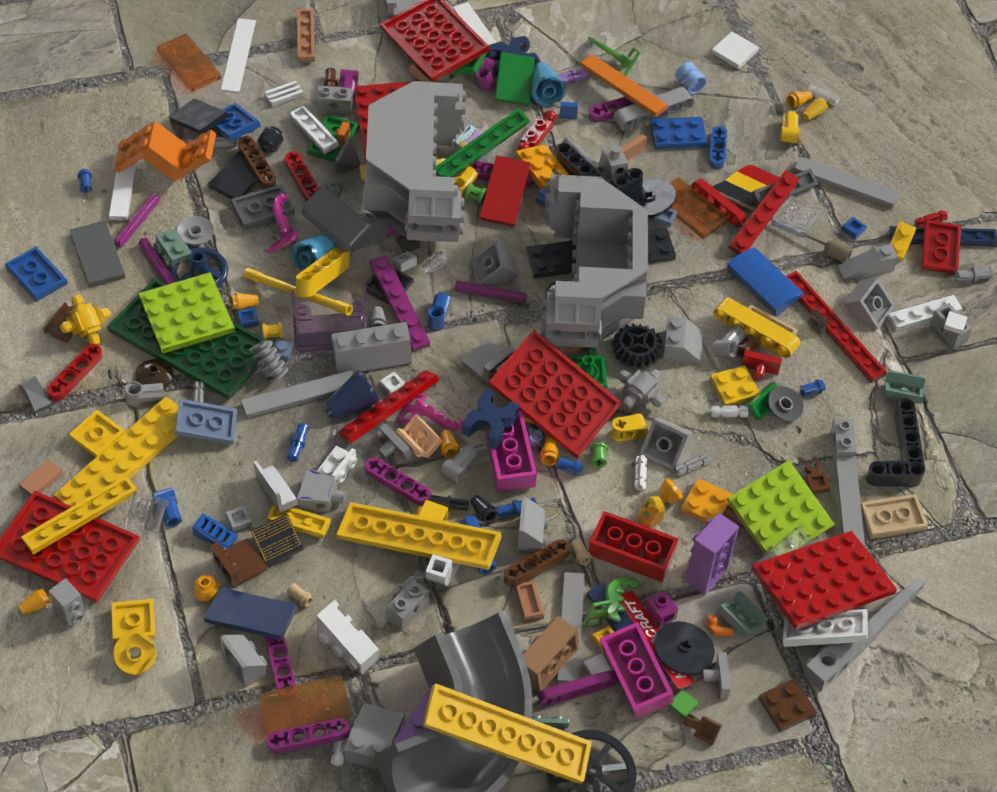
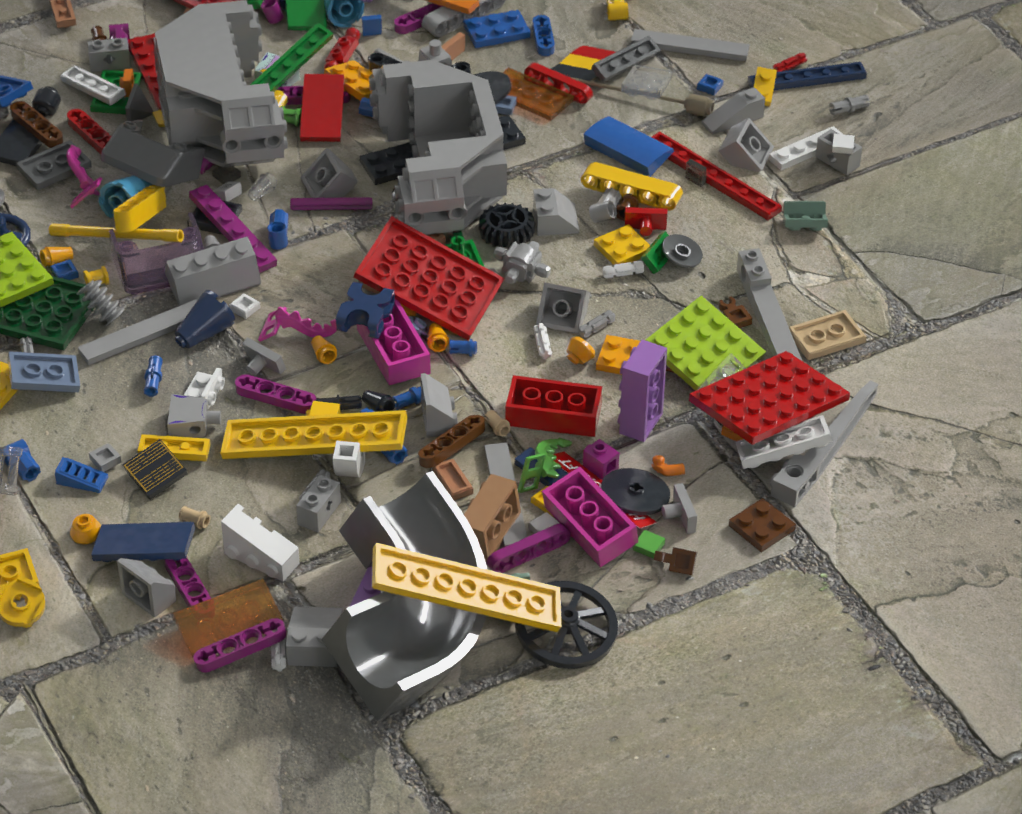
camera: 10 degrees left, 10 degrees down
(238, 561) = (115, 498): reddish brown bracket -> none
(275, 487) = (138, 419): panel -> none
(283, 93) = (49, 59): white tile -> none
(284, 348) = (117, 290): sand blue plate -> none
(388, 406) = (245, 326): red plate -> none
(419, 437) = (291, 346): light nougat bracket -> none
(457, 466) = (339, 367): light grey piece -> none
(486, 359) = (343, 265): light grey bracket -> none
(598, 454) = (493, 335): bright green bush -> none
(630, 426) = (519, 300): yellow piece -> none
(651, 512) = (566, 368): yellow rock -> none
(743, 615) = (691, 449): sand green bracket -> none
(764, 212) = (610, 82): red plate -> none
(812, 388) = (707, 233): blue pin -> none
(911, 468) = (832, 285): black beam -> none
(941, 247) = (807, 85): red tile -> none

